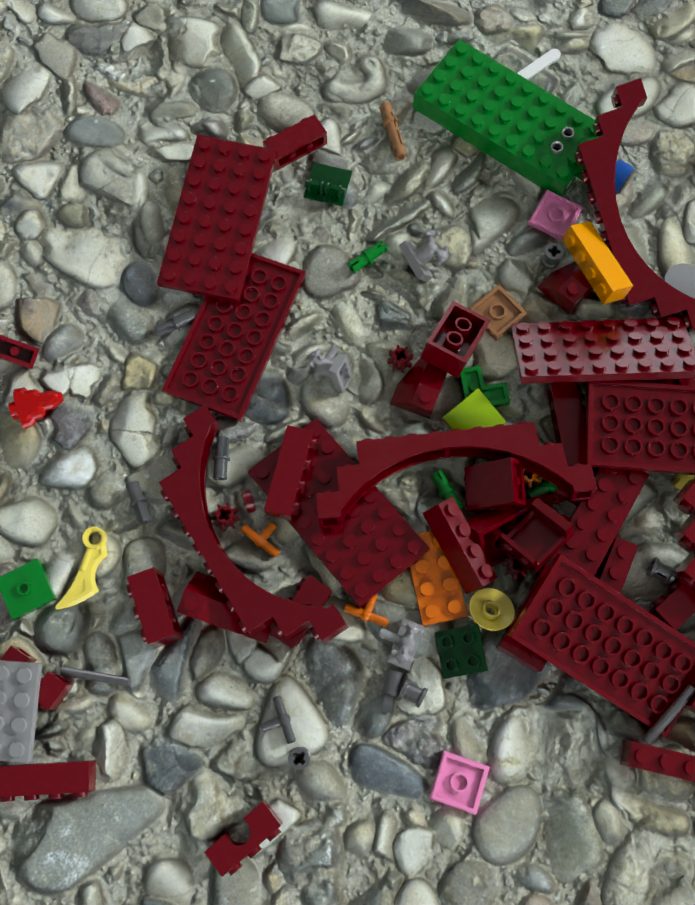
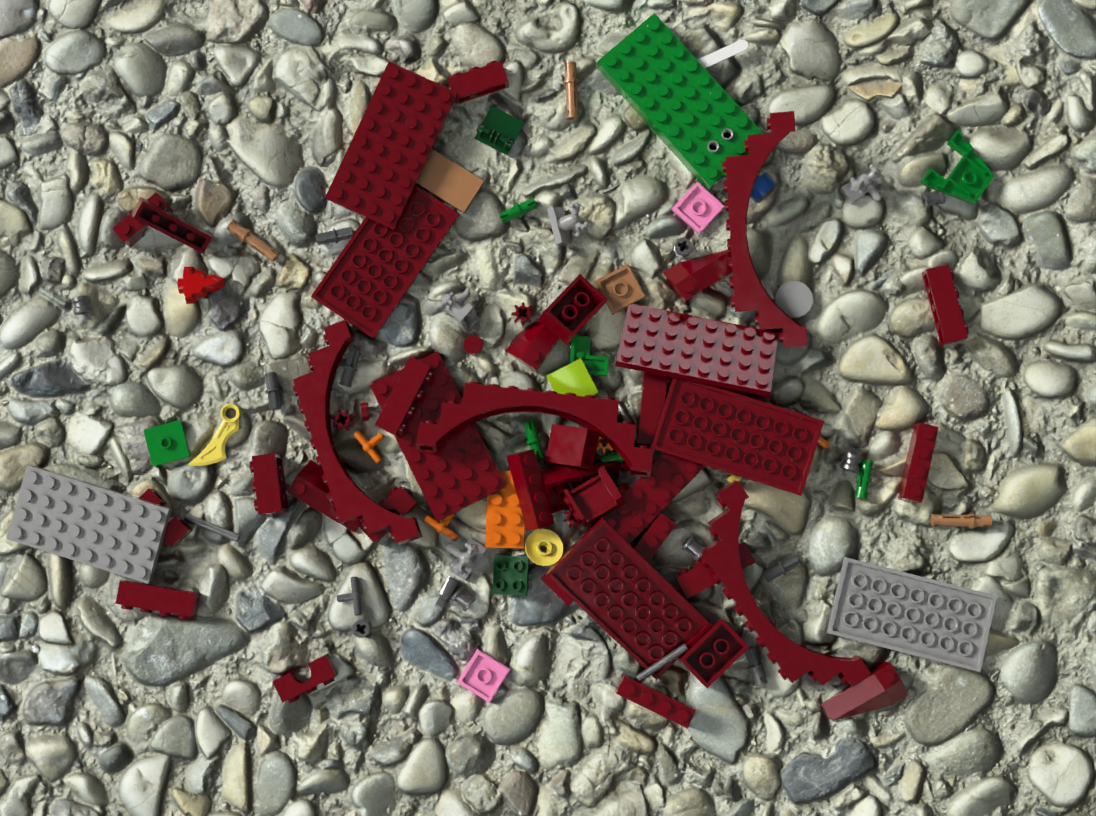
camera: 15 degrees right, 10 degrees up
(77, 343) = (246, 236): none -> medium nougat pin
(287, 244) = (449, 181): none -> medium nougat tile
(353, 404) = (473, 345): none -> dark red tile
(597, 262) = (716, 266): light orange brick -> none

